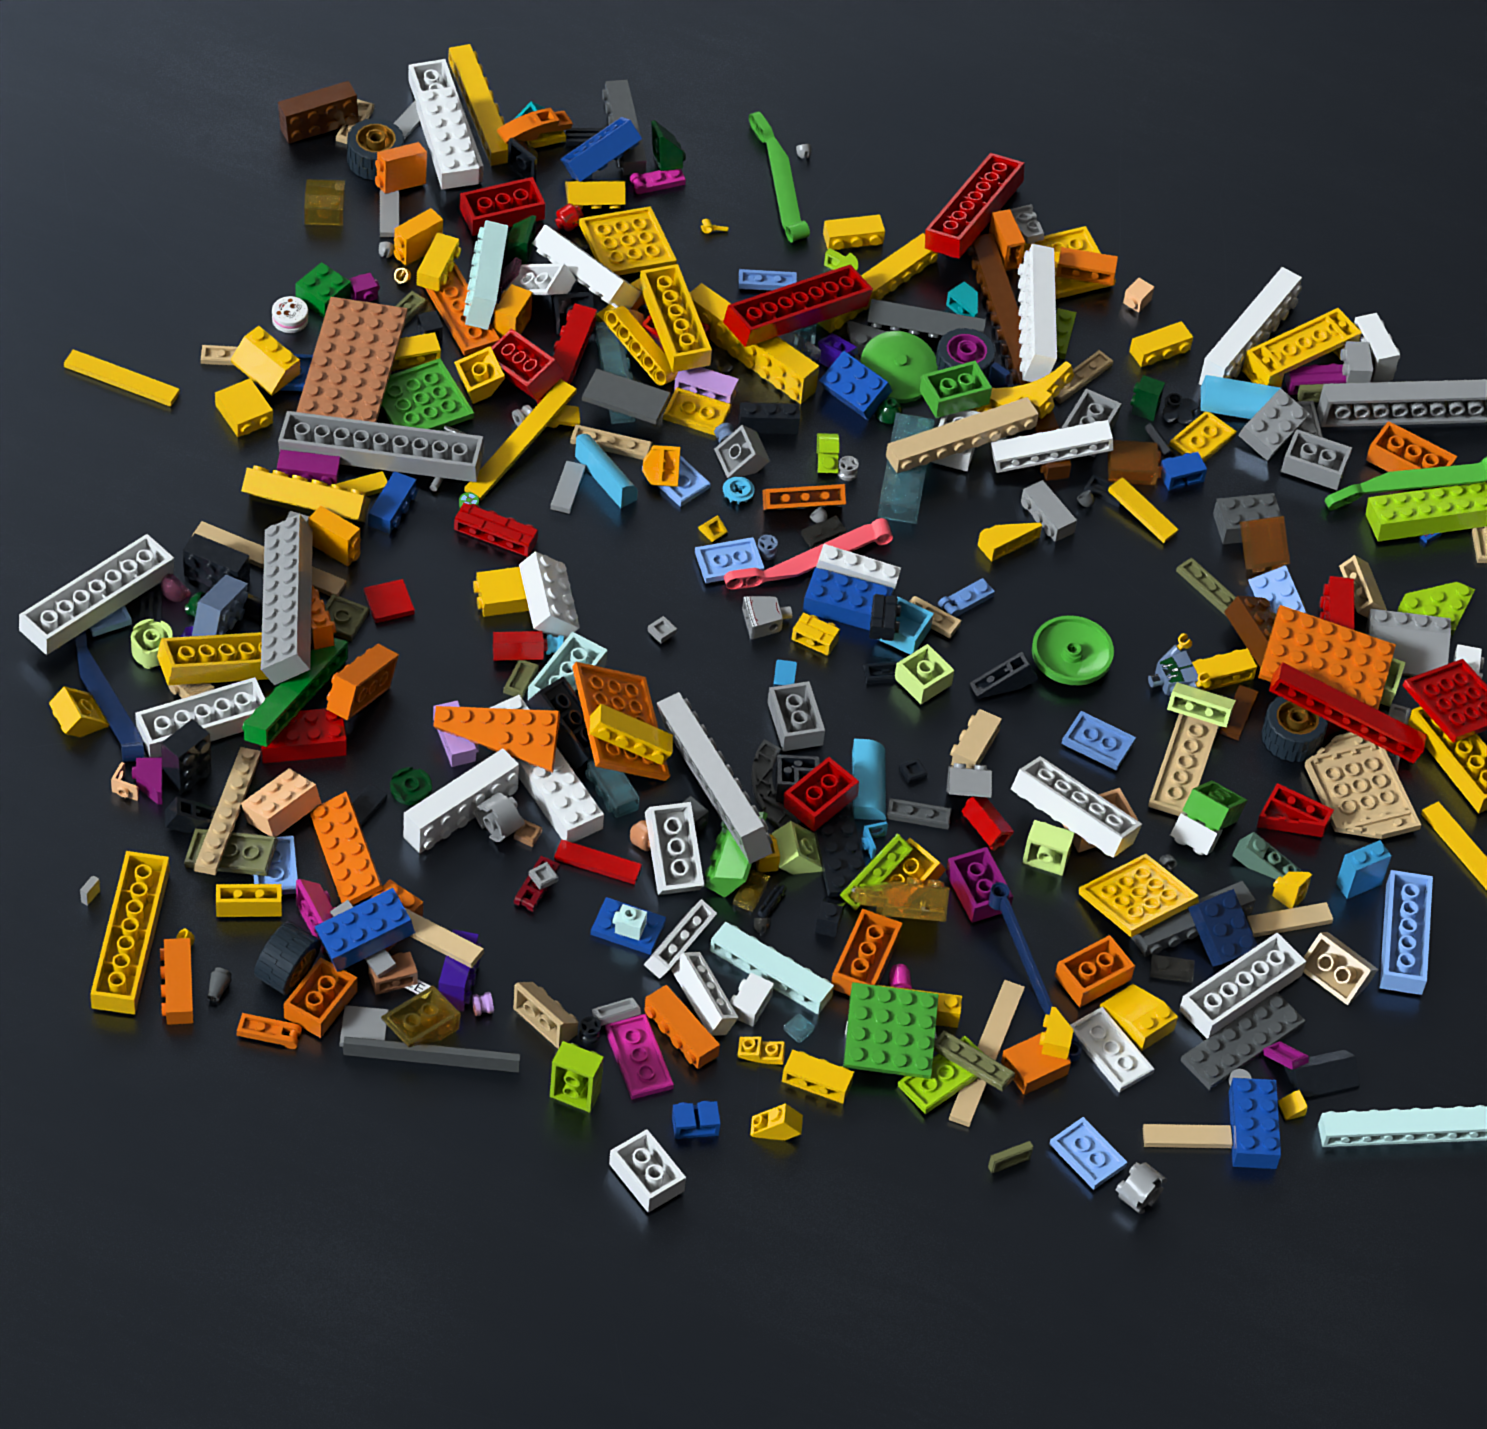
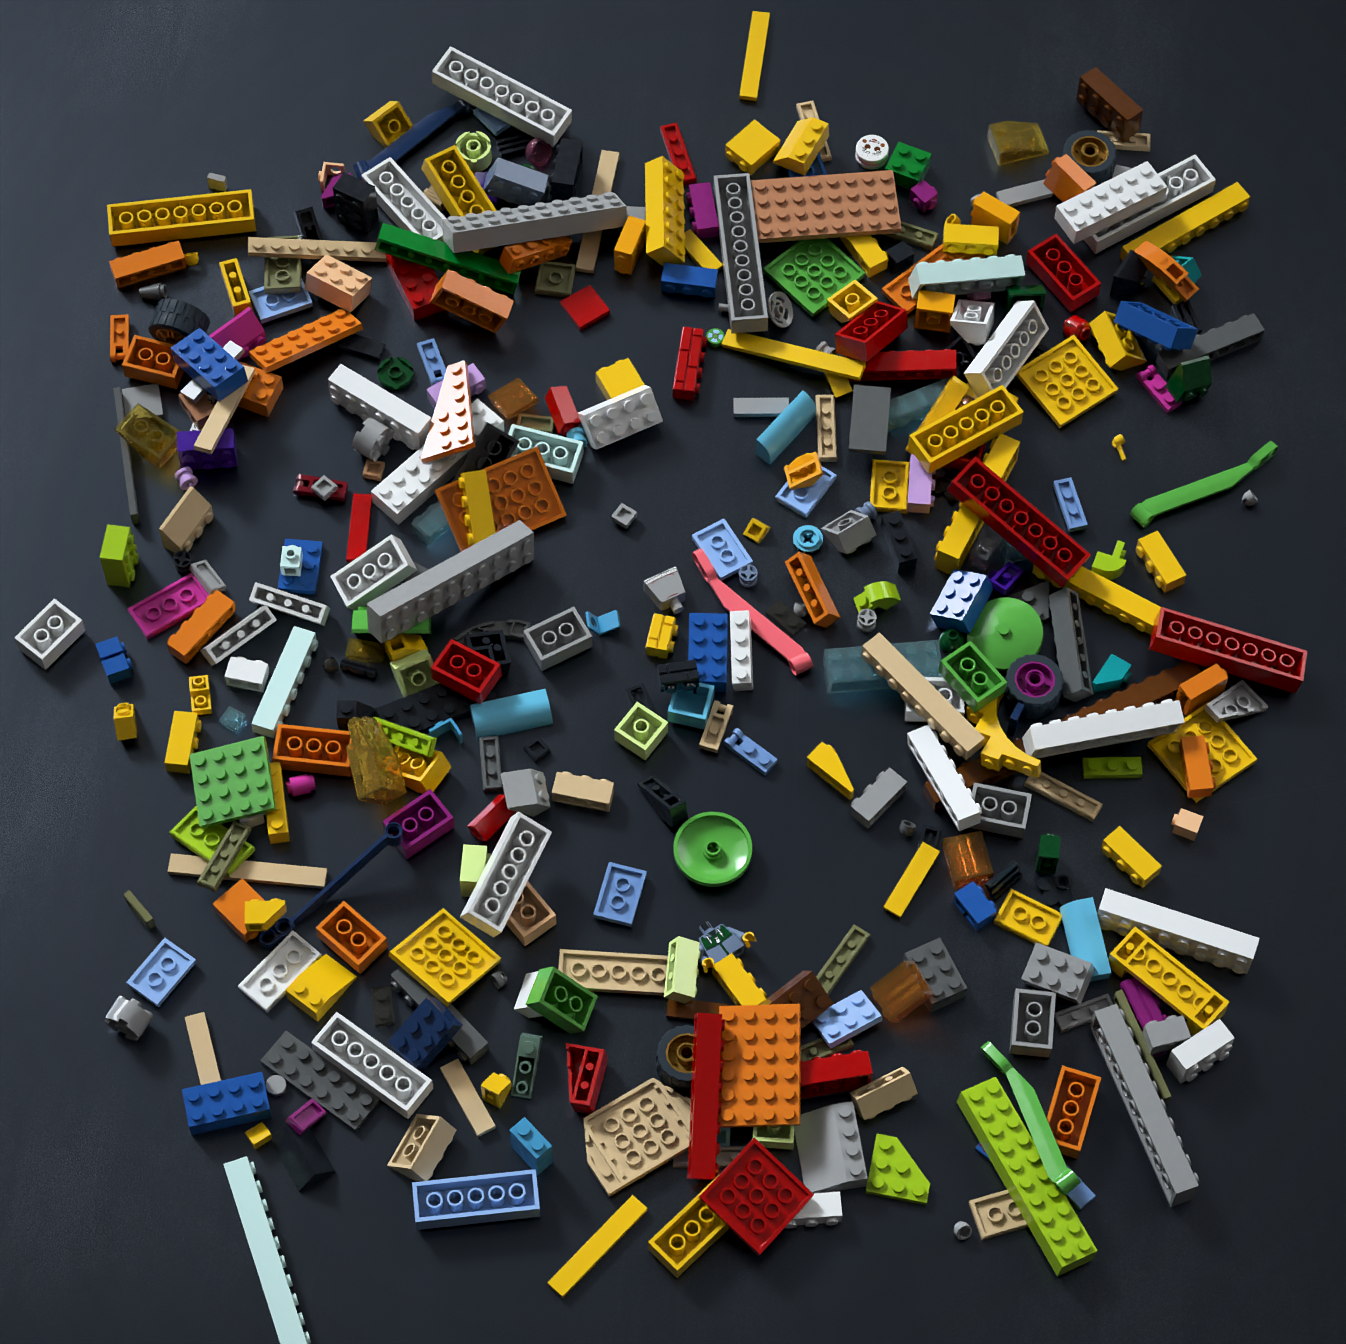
camera: 80 degrees right, 10 degrees up
(214, 473) = (677, 151): none -> red tile
(412, 747) = (432, 360): none -> medium blue plate
(487, 685) = (513, 398): none -> clear orange tile

